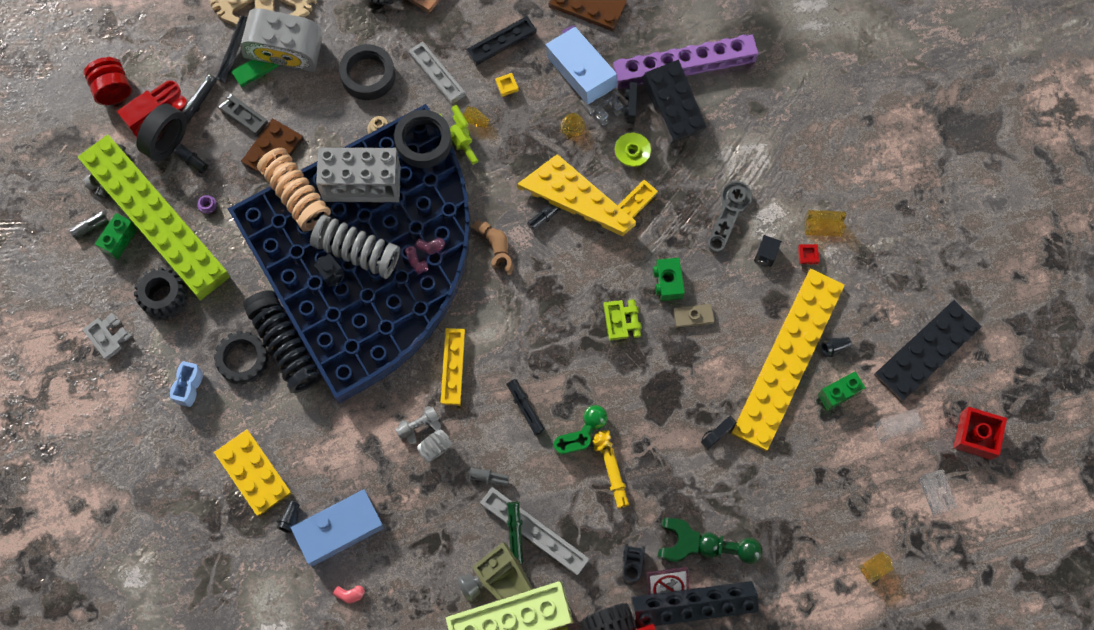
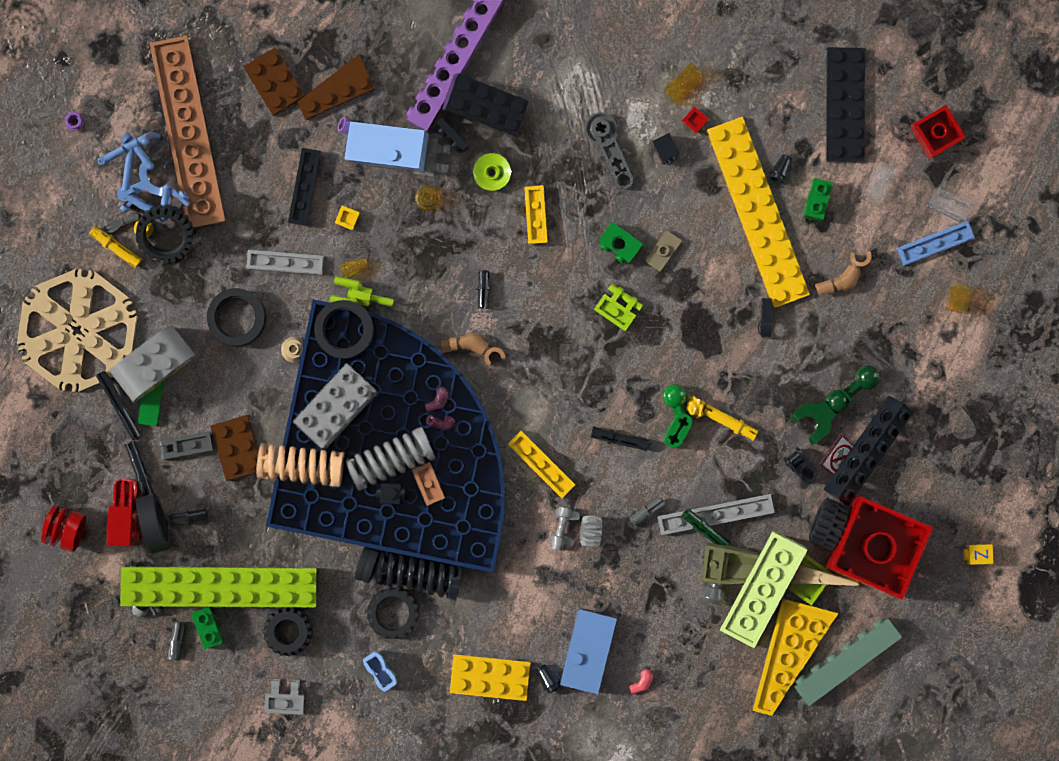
camera: 45 degrees left, 15 degrees up
(204, 200) = (235, 532): medium lavender plate -> none
(361, 291) = (428, 483): none -> nougat plate
(574, 193) = (483, 252): yellow wing -> none
(808, 468) = (847, 279): none -> medium nougat piece
(899, 511) = (935, 243): none -> medium blue tile

